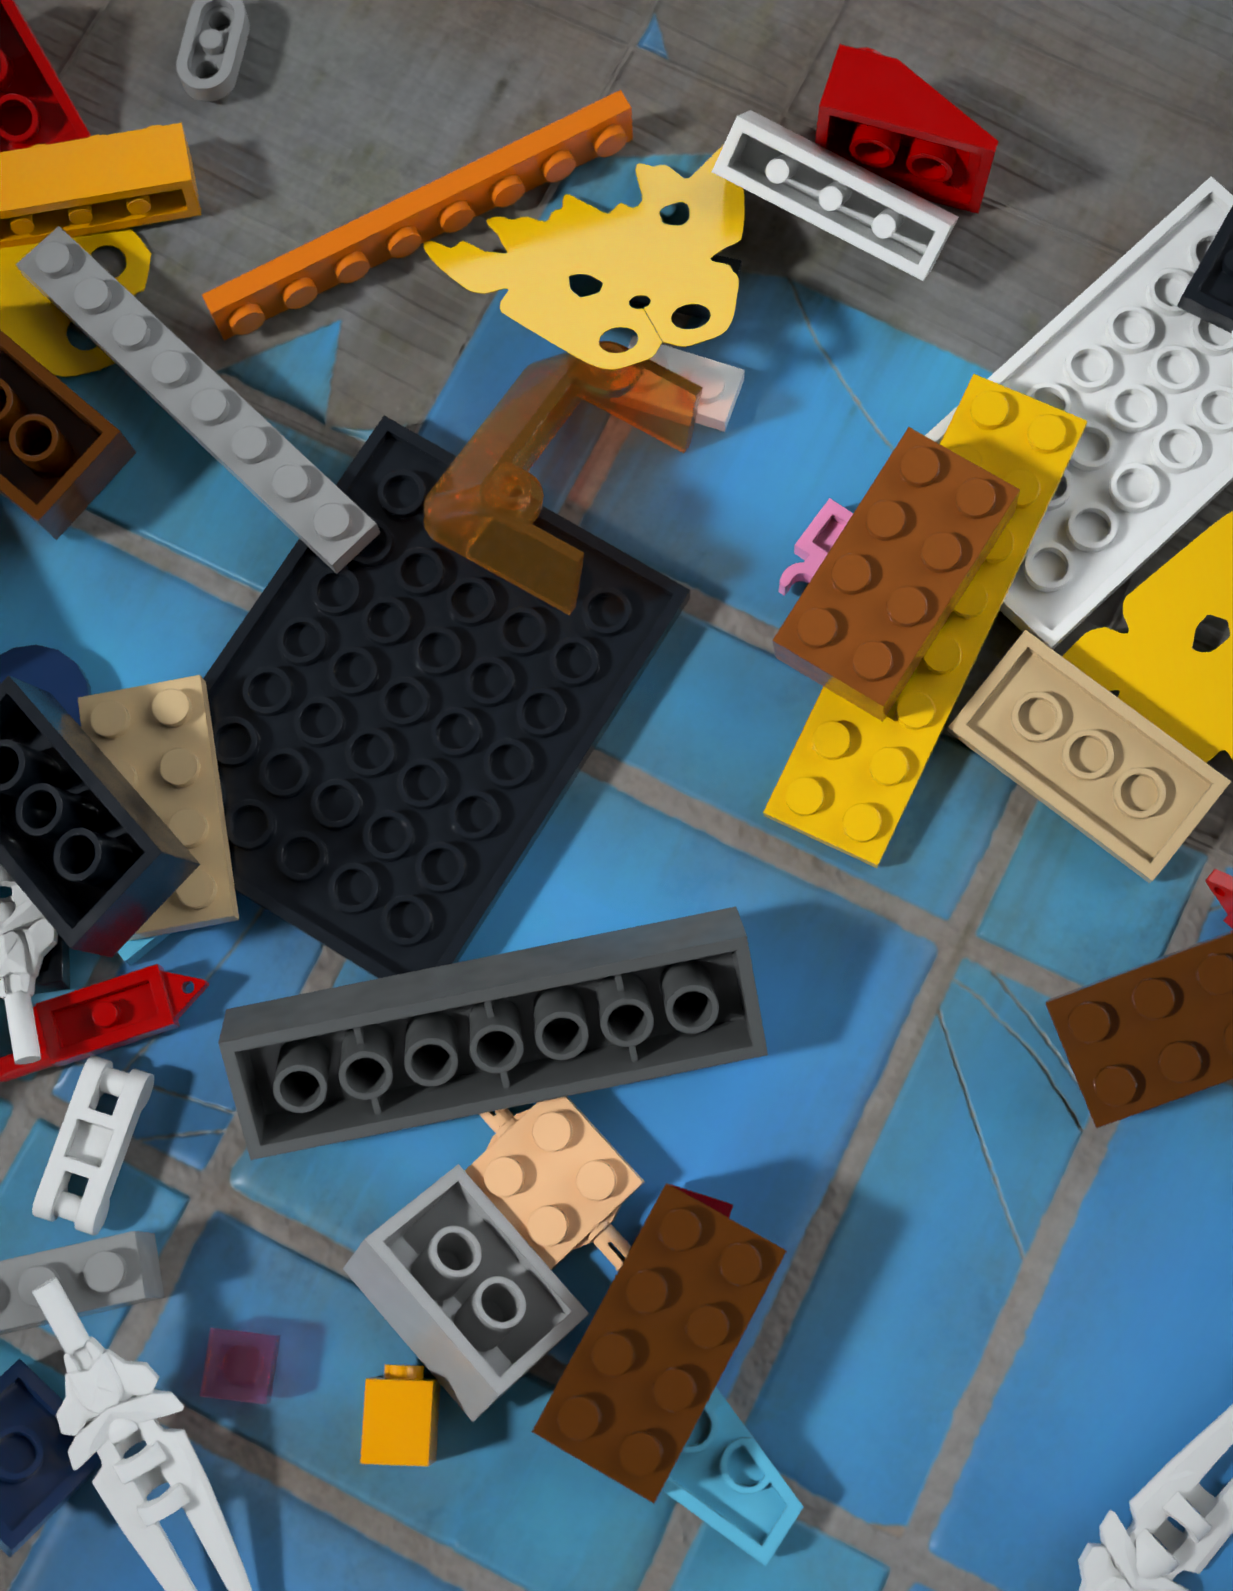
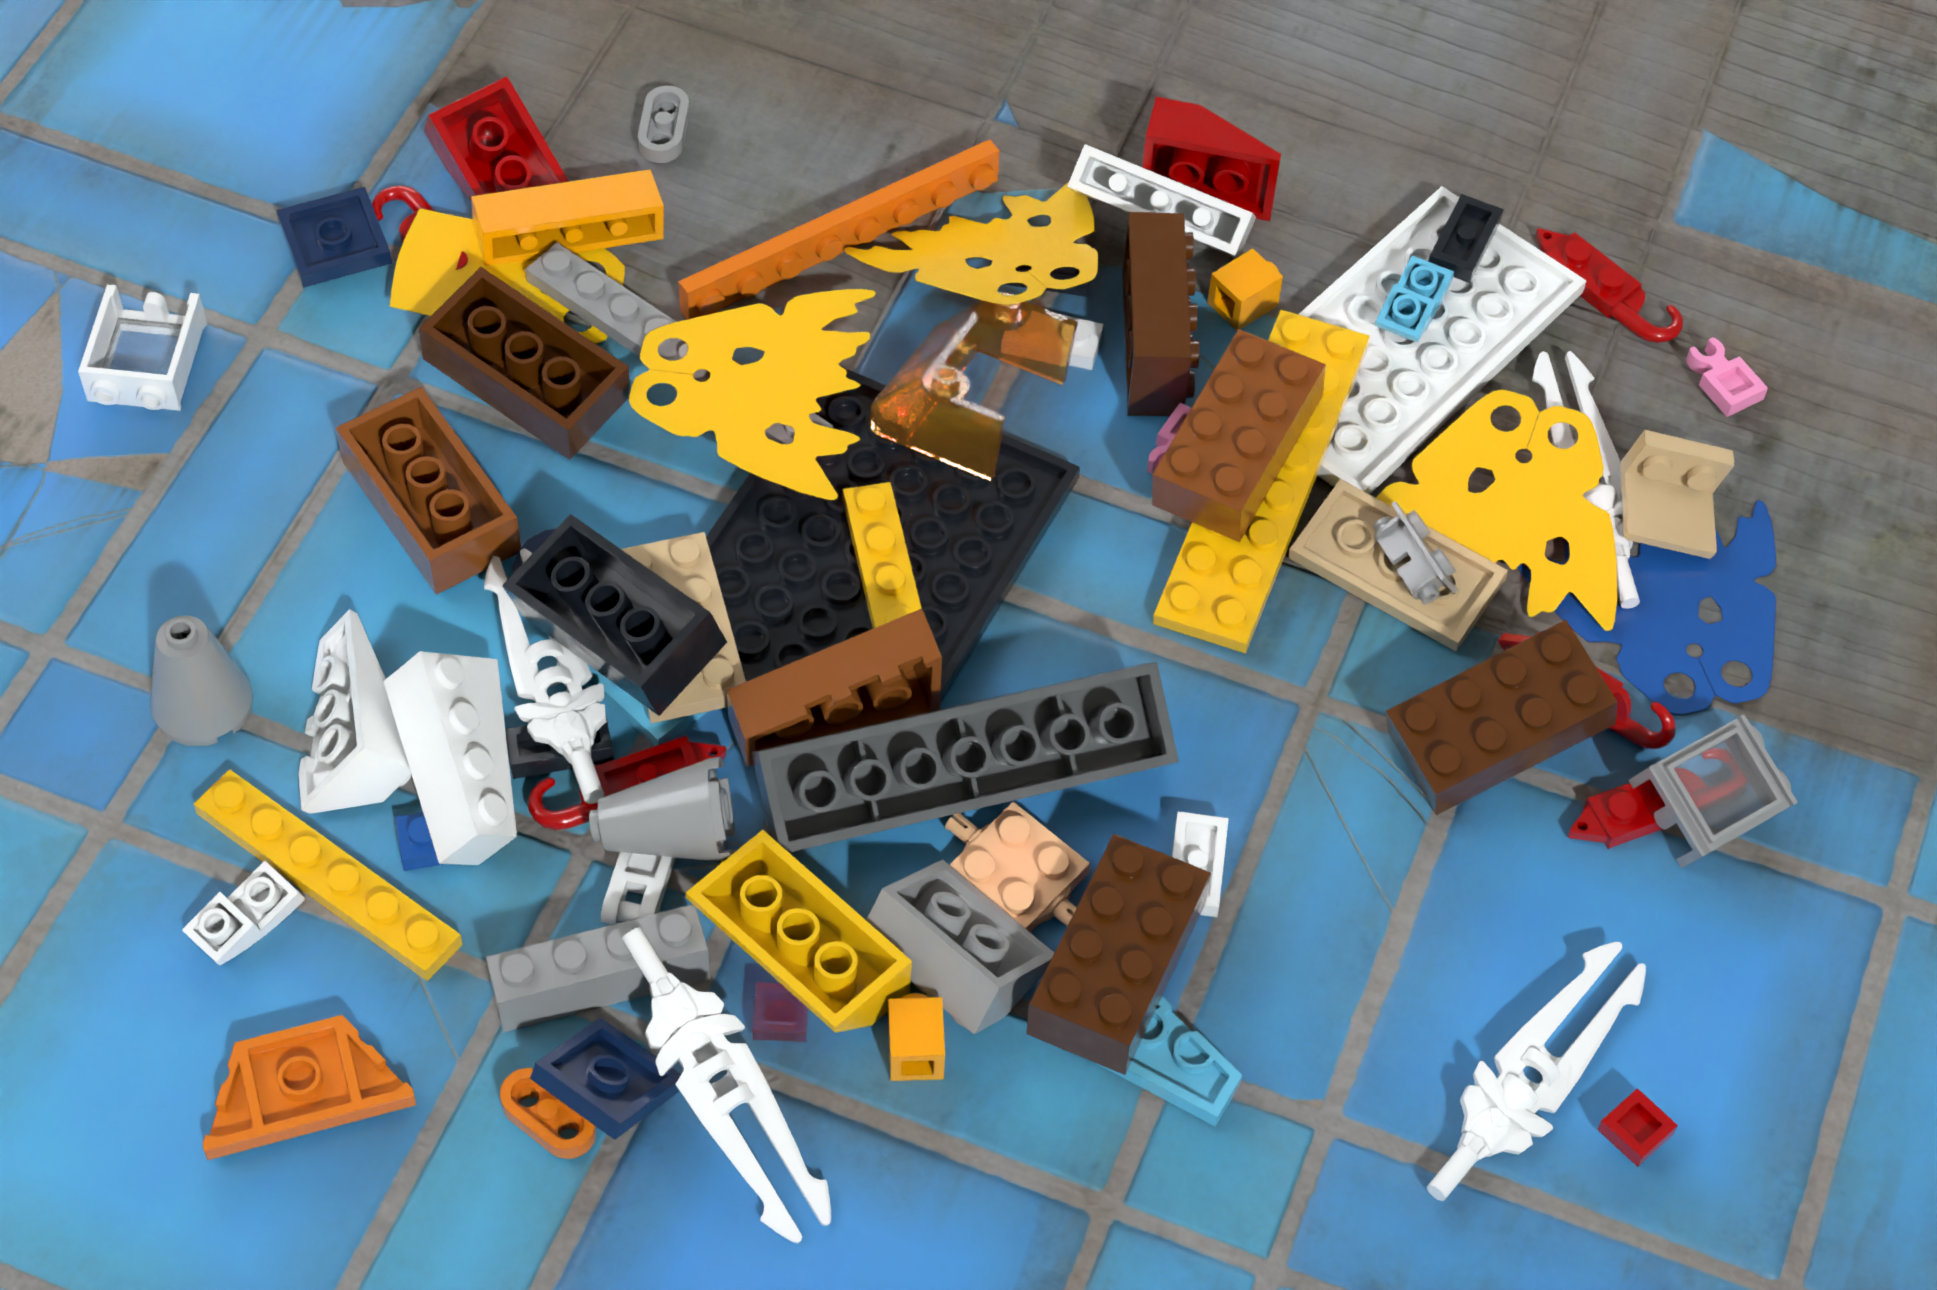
camera: 15 degrees left, 20 degrees down
(119, 1104) = (670, 815): none -> light grey cone
(261, 1283) = (803, 934): none -> yellow slope
(289, 472) = (749, 398): none -> yellow piece
(337, 934) = (841, 688): none -> dark orange wedge
(424, 738) = (881, 552): none -> yellow plate
(782, 1181) = (1202, 843): none -> white plate
(815, 366) = (1159, 313): none -> reddish brown brick
(934, 325) = (1245, 289): none -> light orange brick
(1105, 733) = (1405, 537): none -> light grey hinge
(1154, 357) = (1415, 299): none -> medium azure slope

